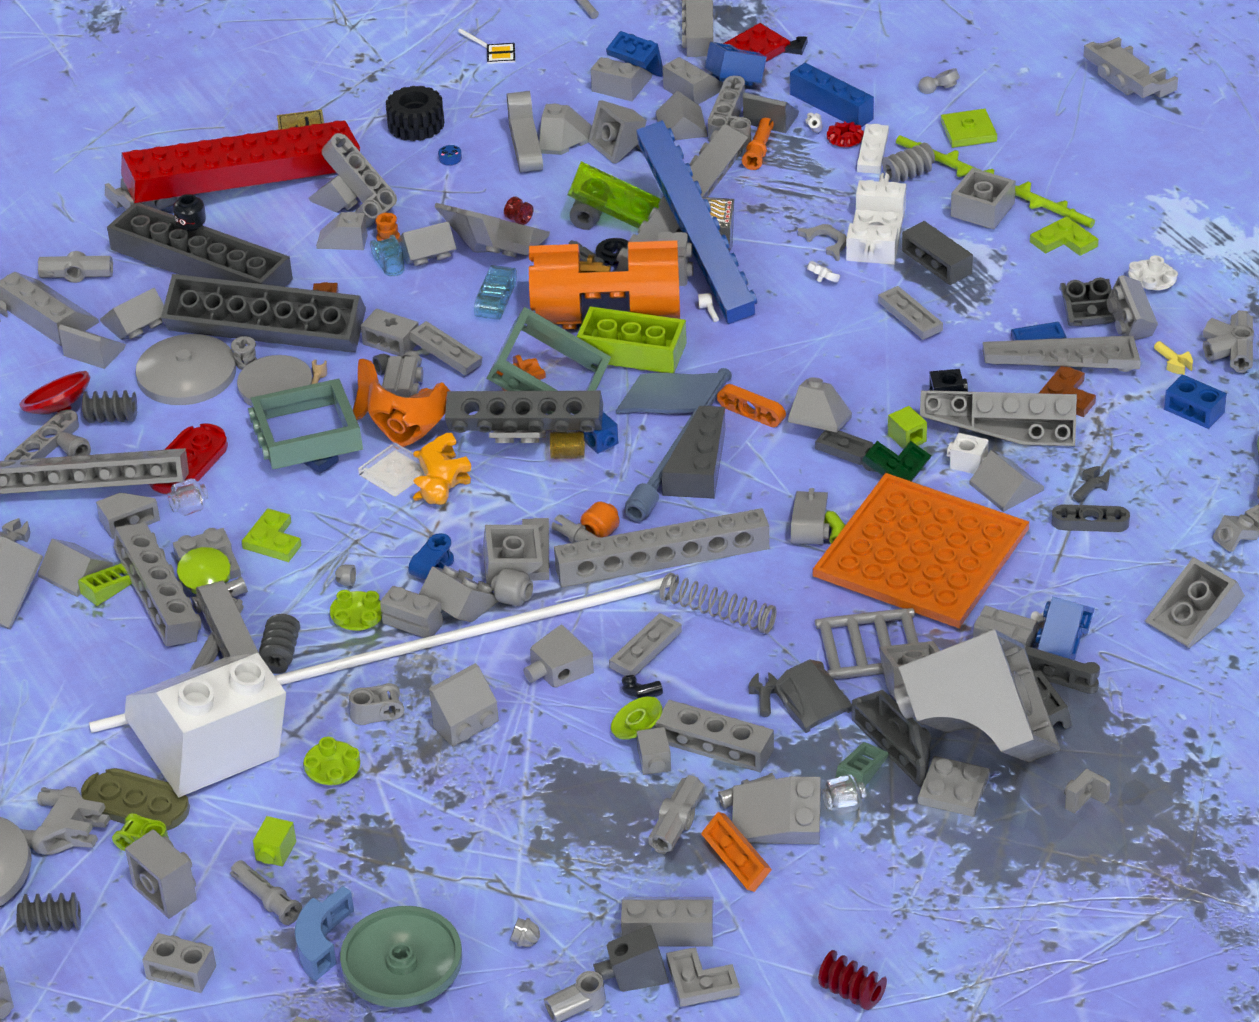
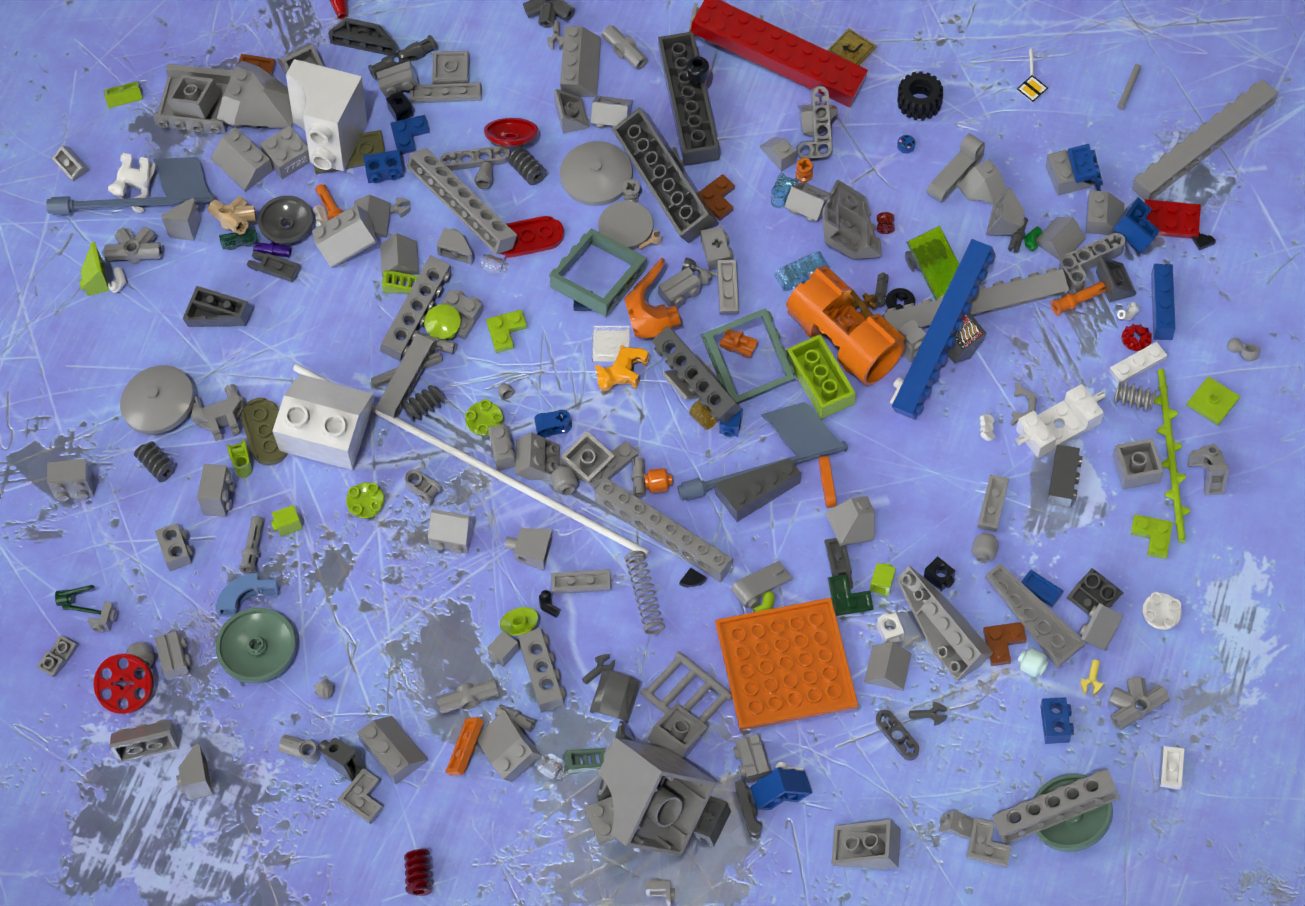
camera: 50 degrees right, 20 degrees up
(742, 563) = (692, 578): none -> black tile
(953, 343) = (985, 547): none -> light grey head
(1029, 158) = (1216, 473): none -> light grey tile
(1115, 381) = (1033, 662): none -> light aqua head

